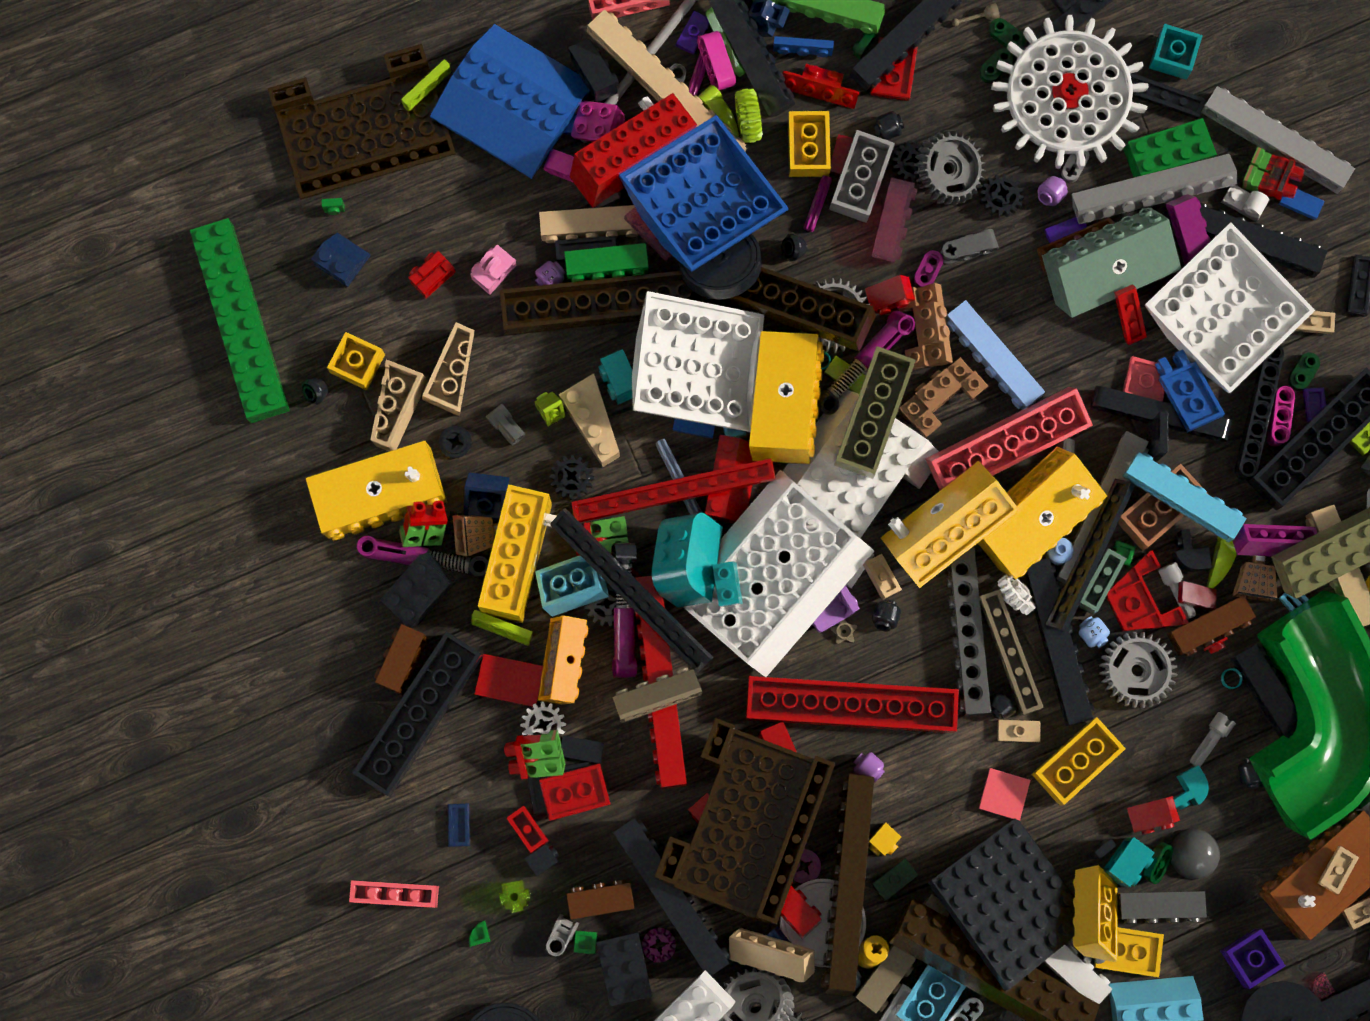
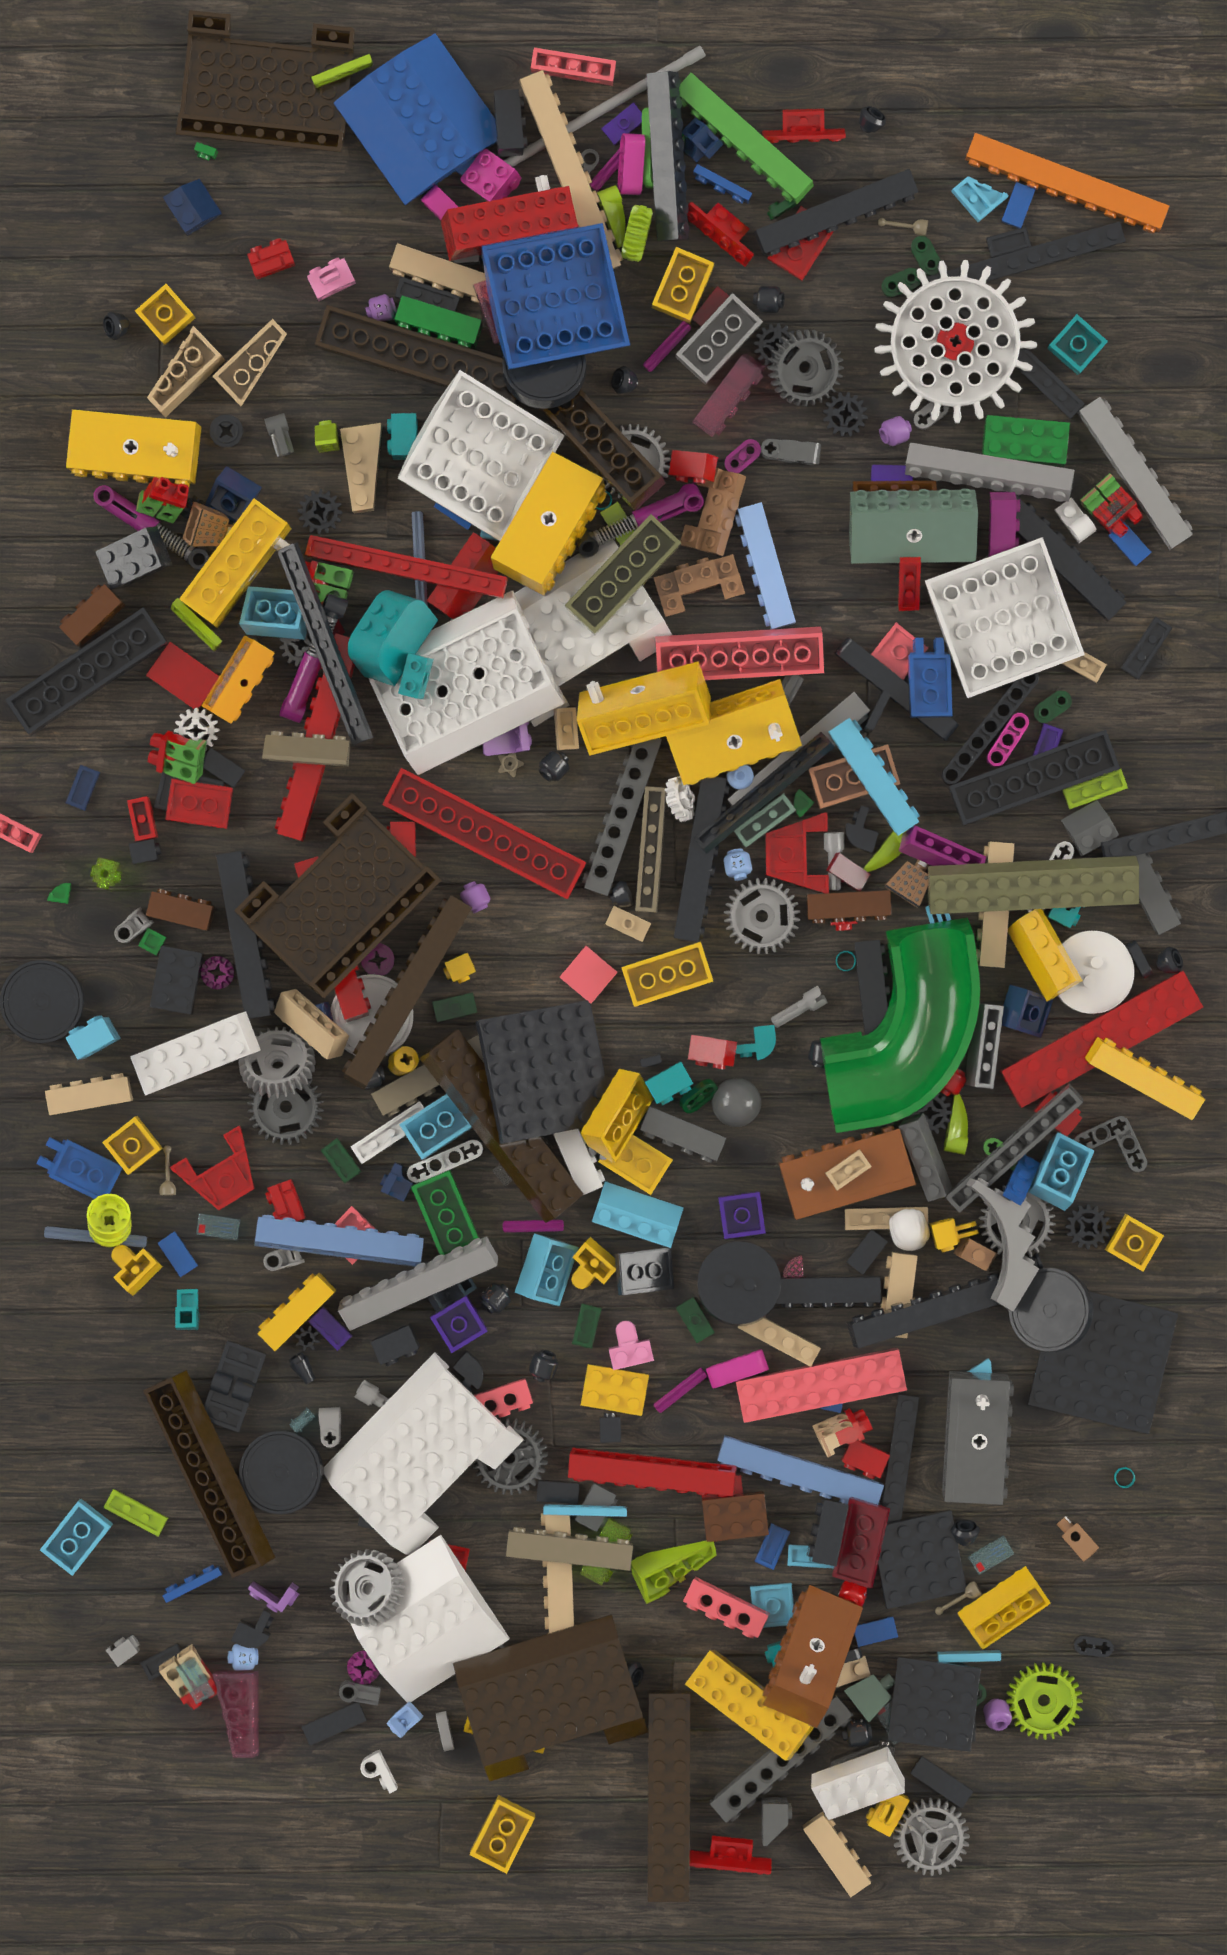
camera: 25 degrees right, 10 degrees up
(239, 320) = (72, 226): green brick -> none

